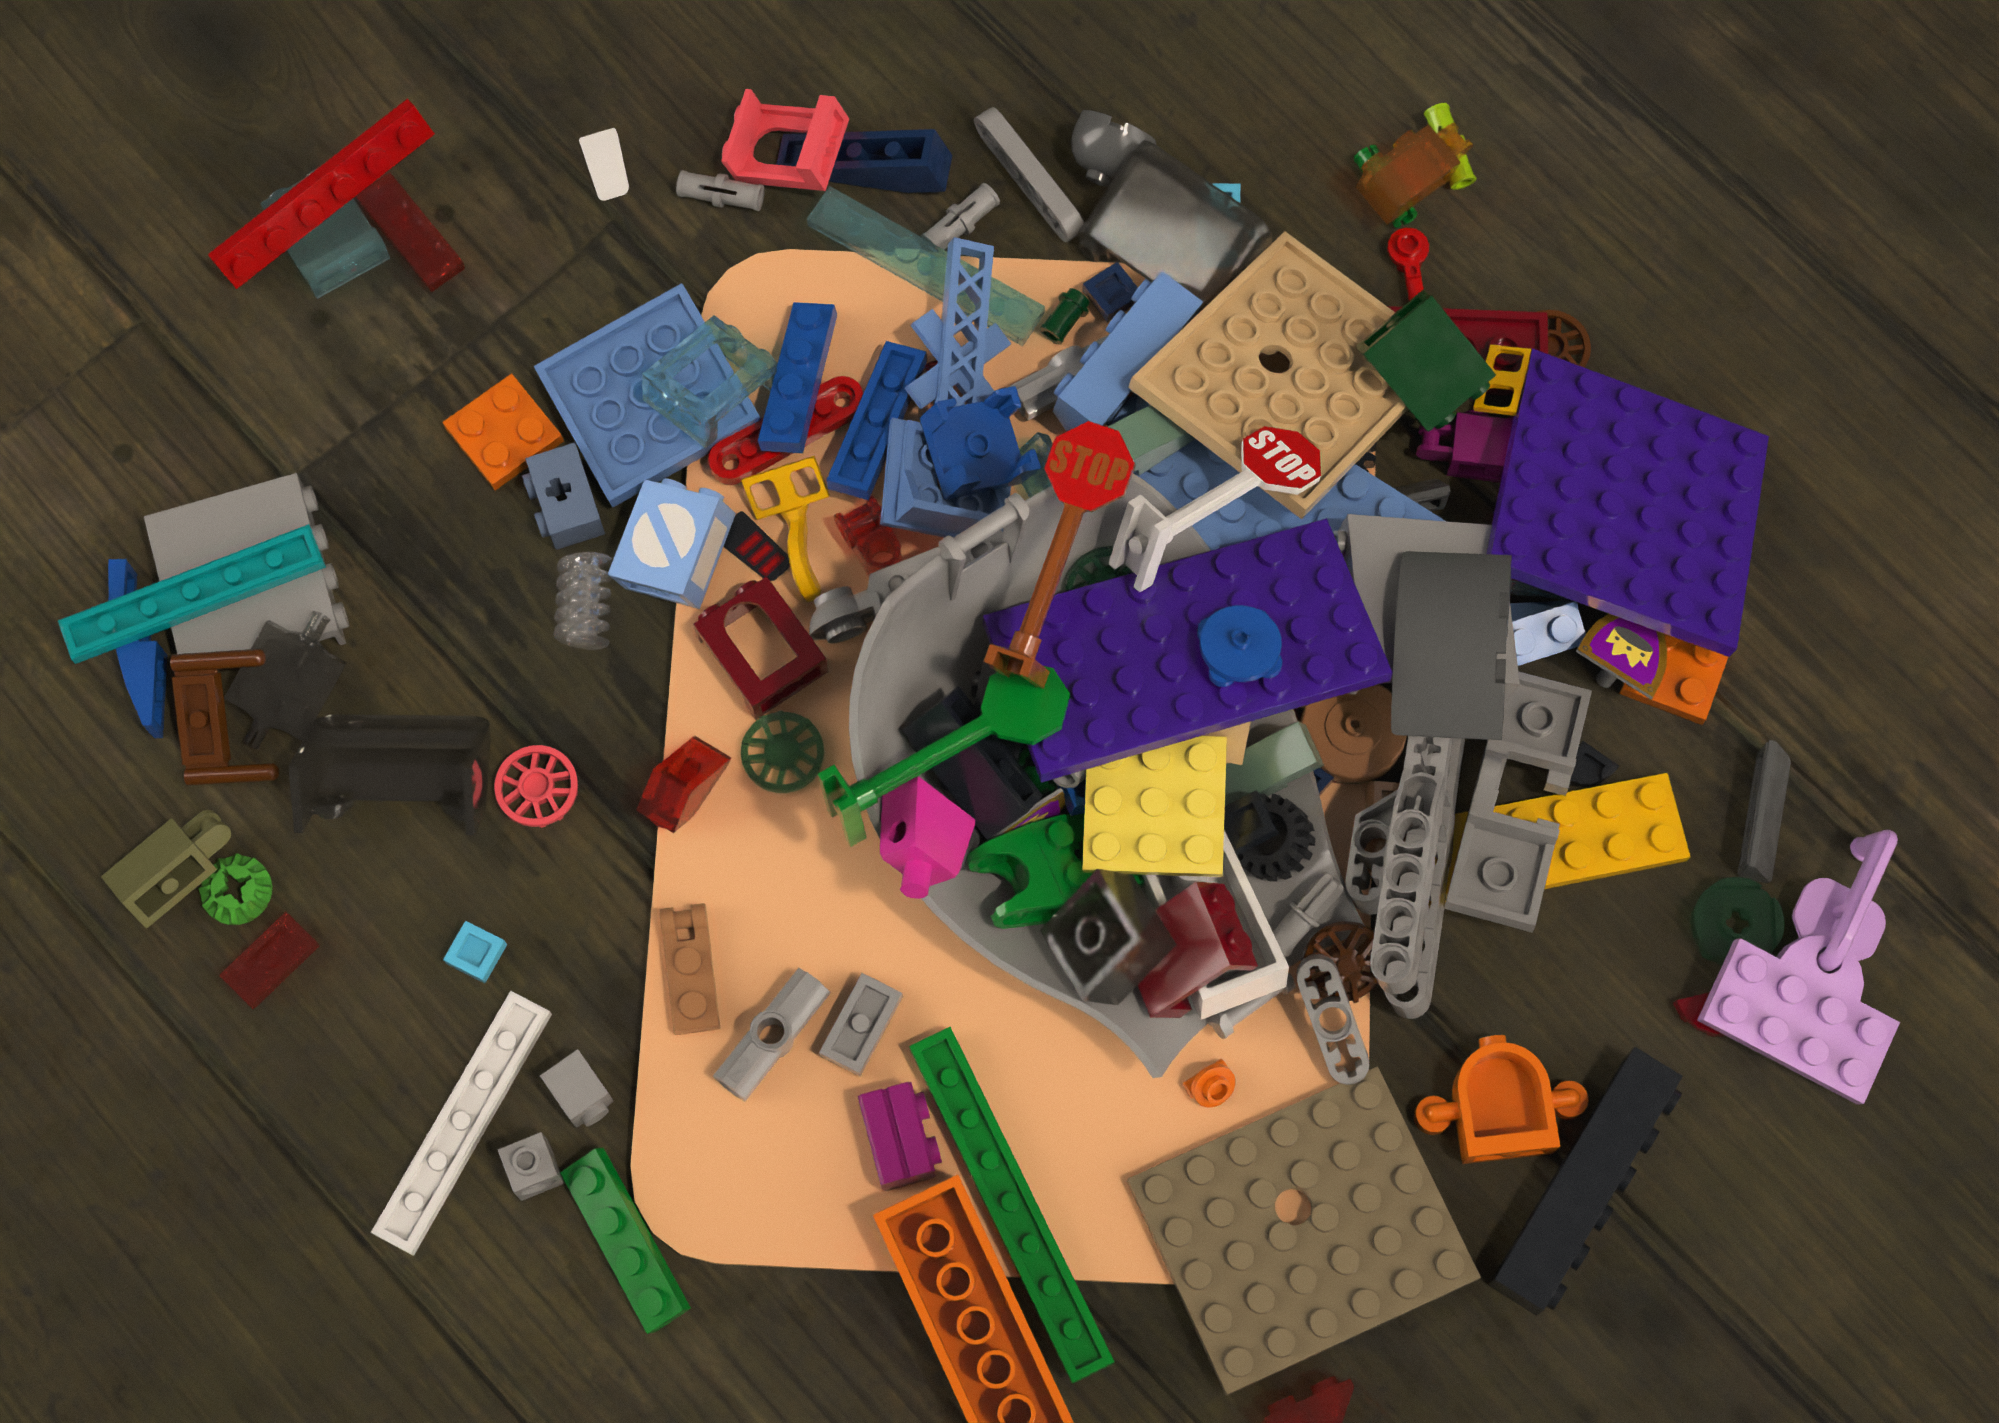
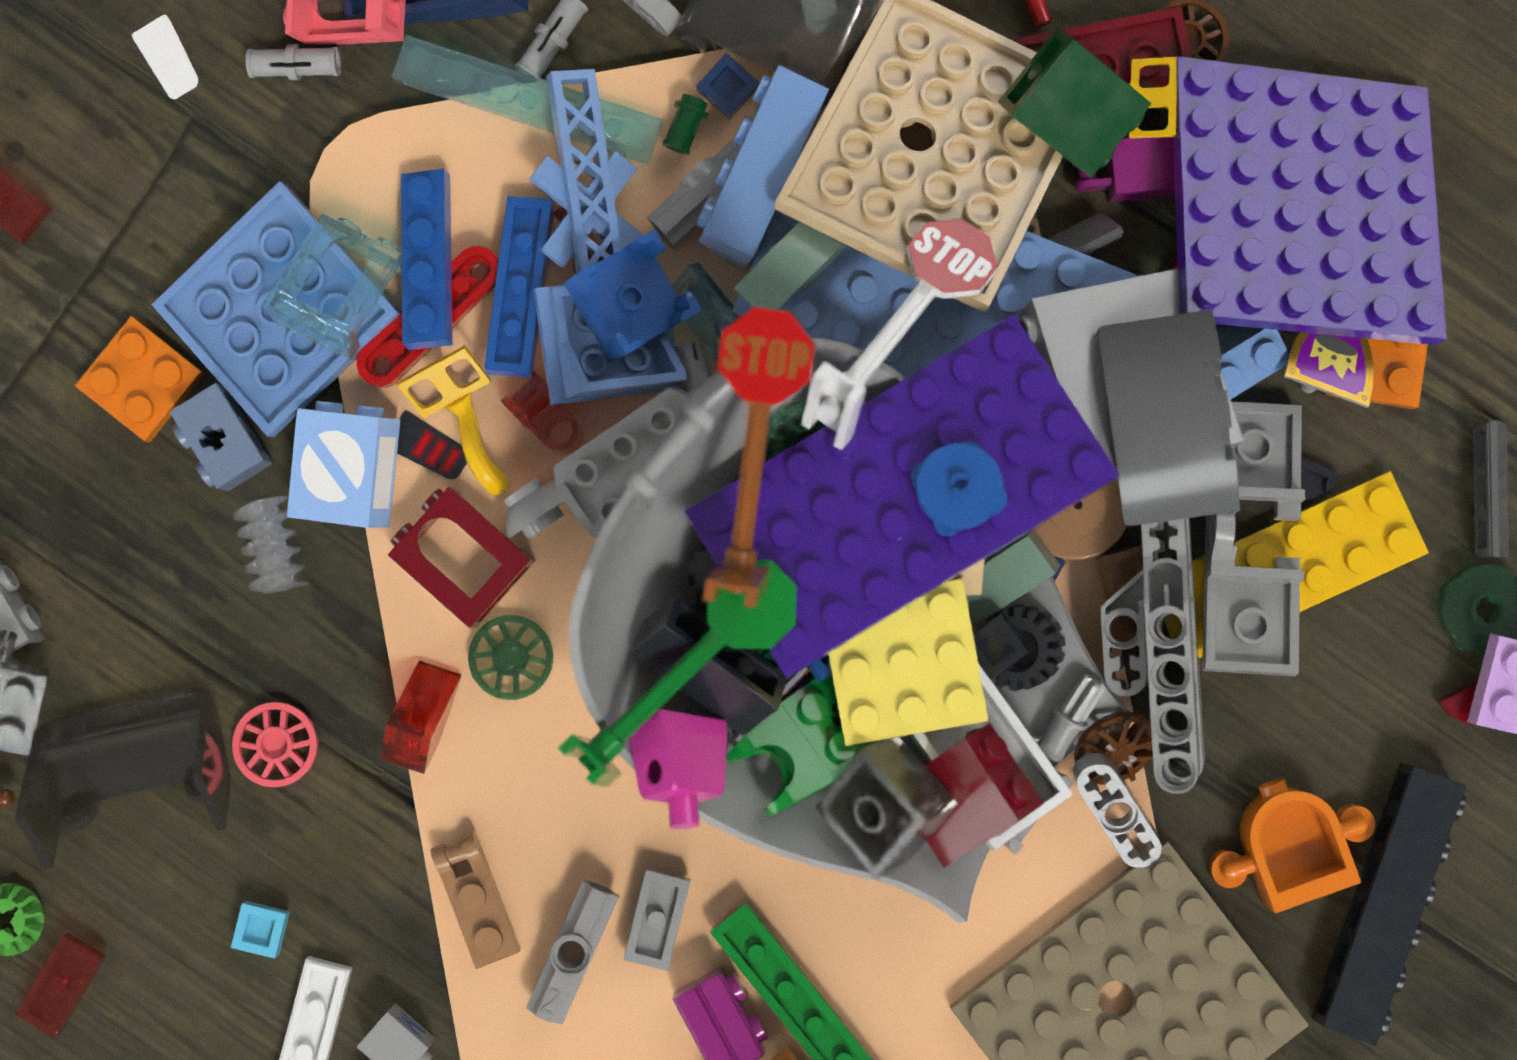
camera: 15 degrees left, 15 degrees up
(1211, 1085) = (1011, 896): orange plate -> none

